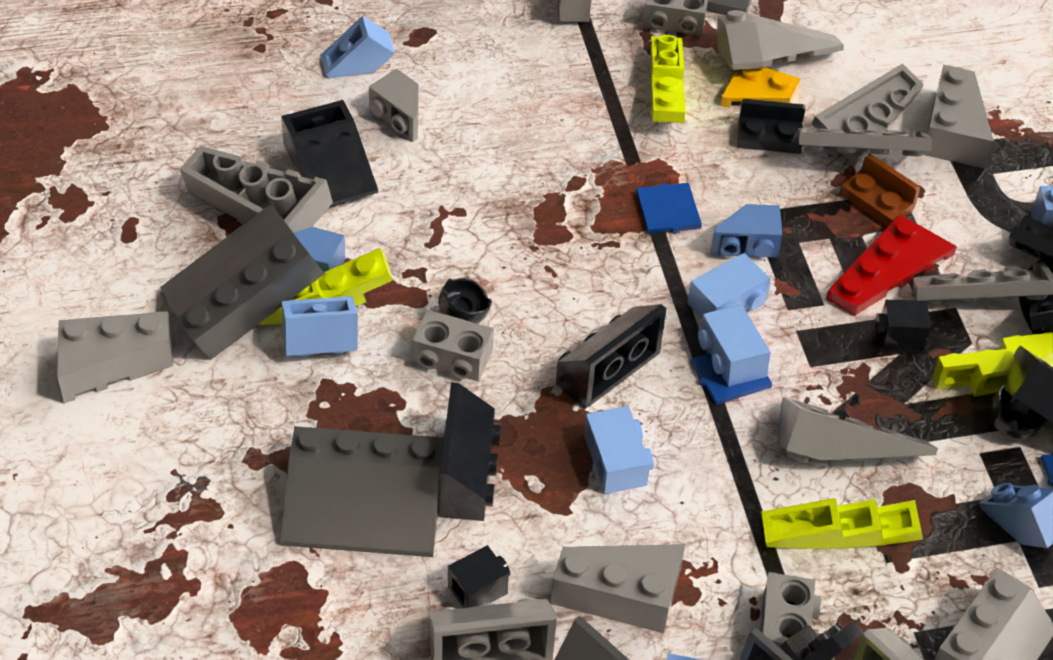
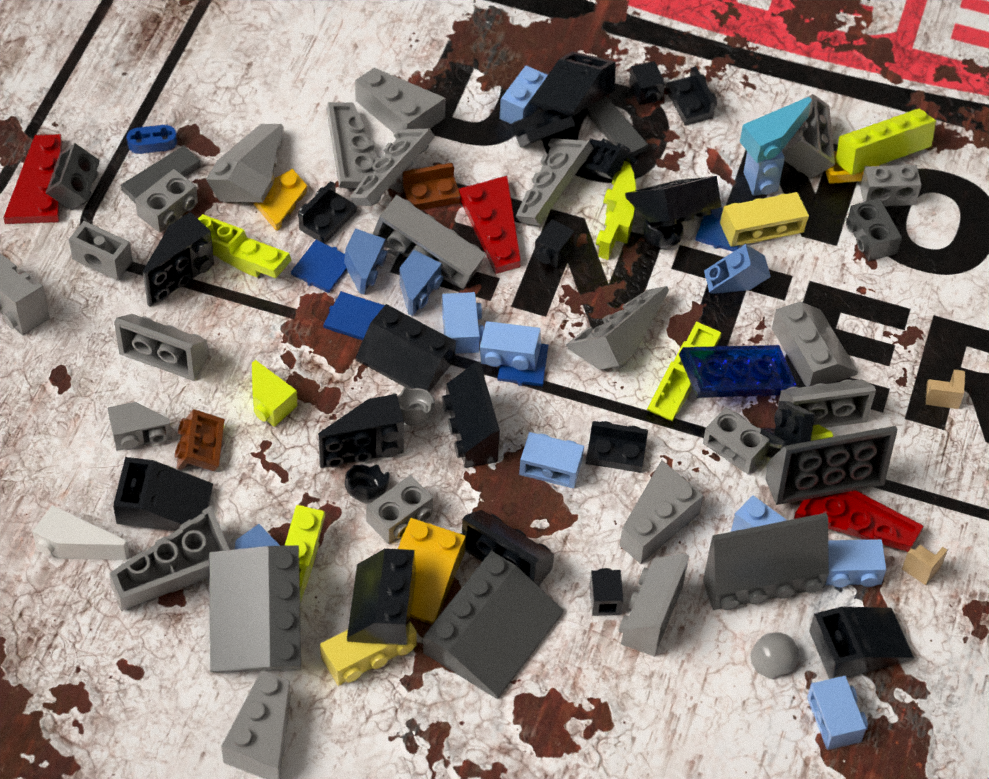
camera: 60 degrees left, 5 degrees up
(240, 115) = (75, 538): none -> white slope
(265, 393) = (350, 659): none -> light yellow brick
(317, 373) = (383, 598): none -> black slope
(319, 326) = (331, 581): light blue brick -> none
(358, 50) = (57, 426): light blue slope -> none
(393, 397) = (437, 562): none -> yellow slope
(418, 157) = (199, 440): none -> dark orange bracket
(504, 75) = (161, 345): none -> light grey slope
(511, 181) = (271, 395): none -> neon yellow slope
(516, 267) = (364, 433): none -> black slope
(589, 298) = (416, 405): none -> light grey hair
(604, 37) = (178, 258): none -> black slope
(655, 261) = (406, 350): none -> black slope
(685, 505) = (617, 446): none -> black bracket
(708, 156) = (320, 266): none -> blue piece
(738, 178) = (362, 258): none -> medium blue slope
(802, 203) = (410, 229): none -> light grey wedge
(879, 571) = (736, 370): none -> clear blue plate

